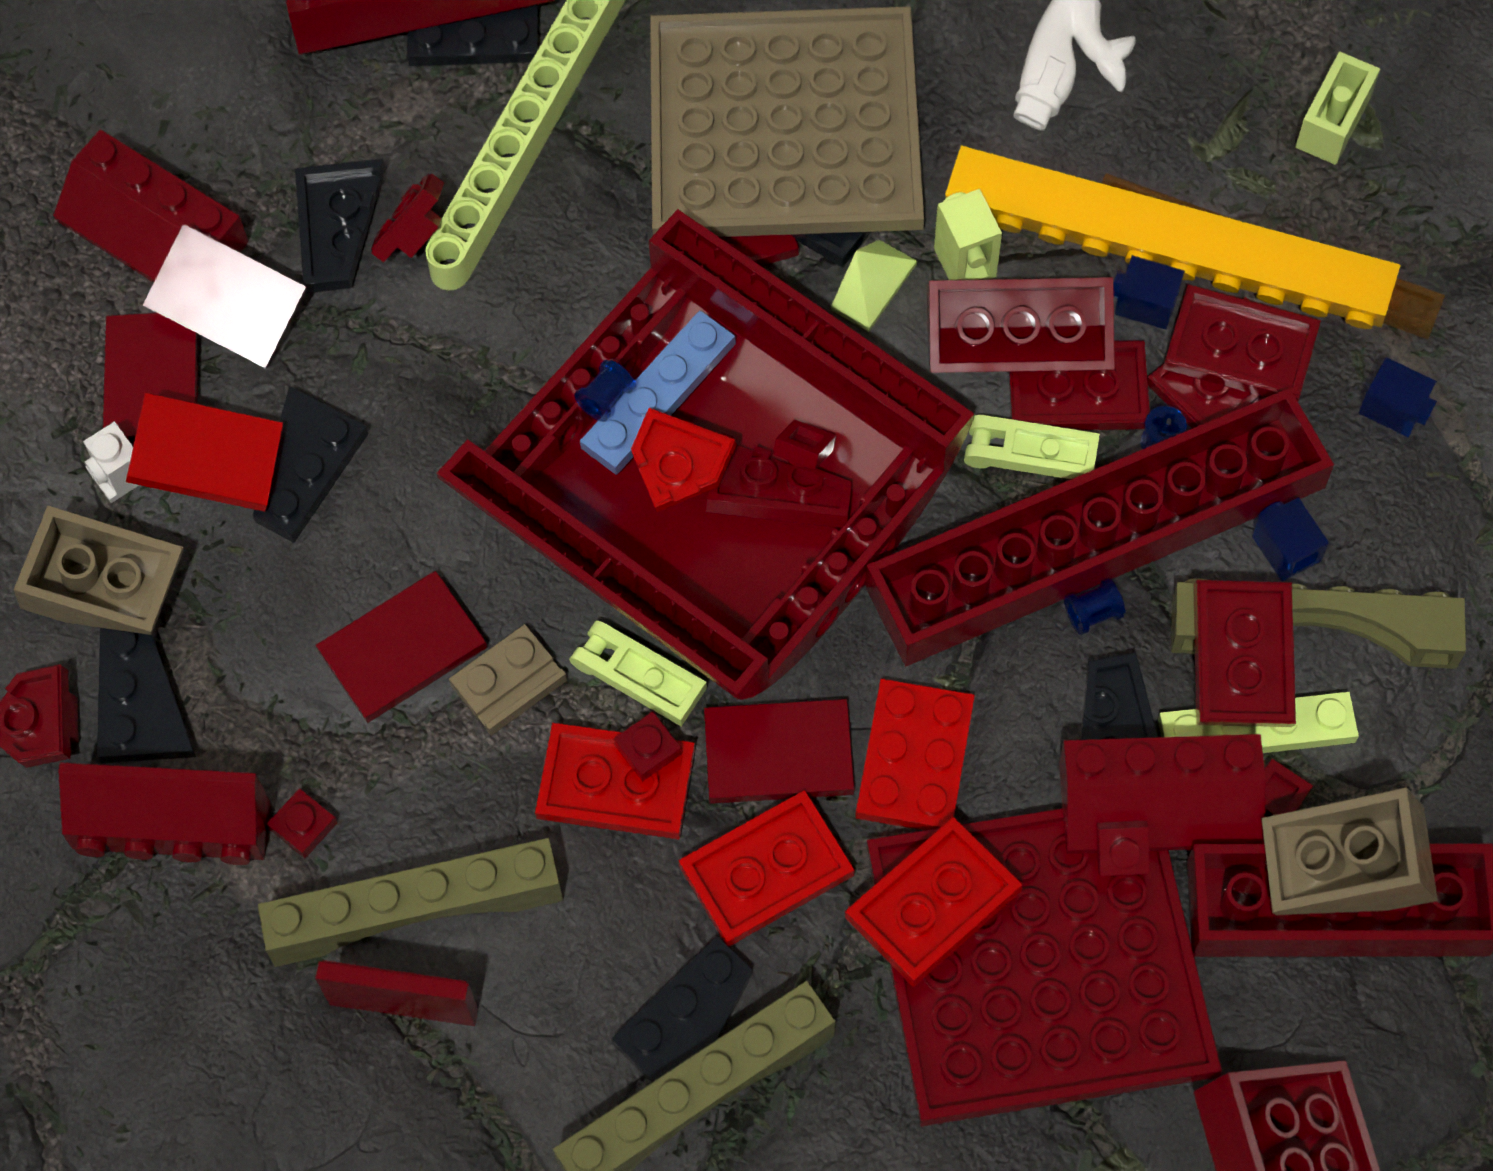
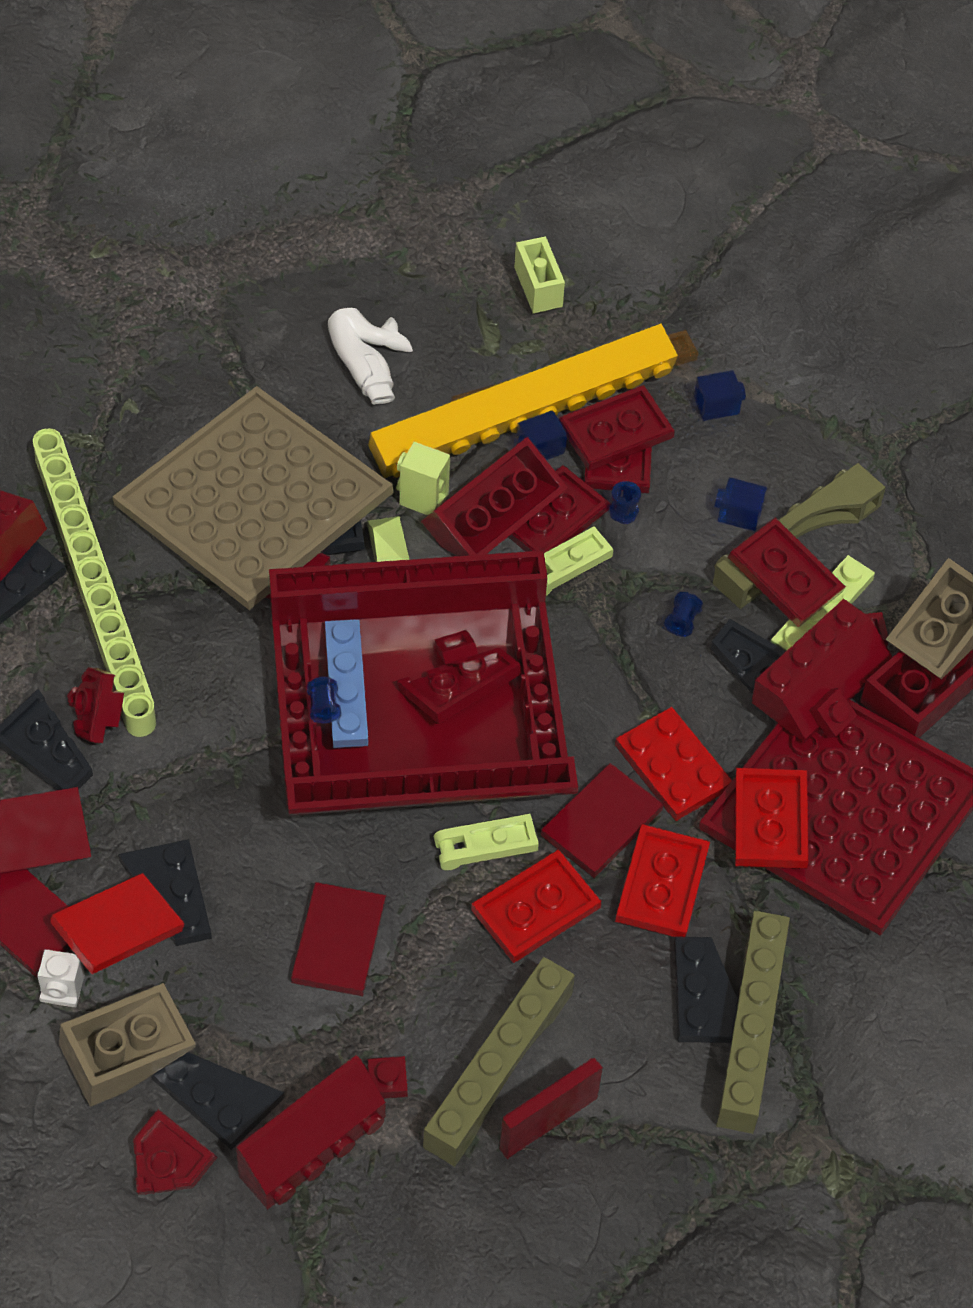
camera: 50 degrees left, 10 degrees down
(507, 679) = (417, 906): dark tan plate -> none
(647, 746) = (538, 870): dark red plate -> none
(679, 458) = (400, 704): red plate -> none
(1096, 526) = (644, 574): dark red brick -> none

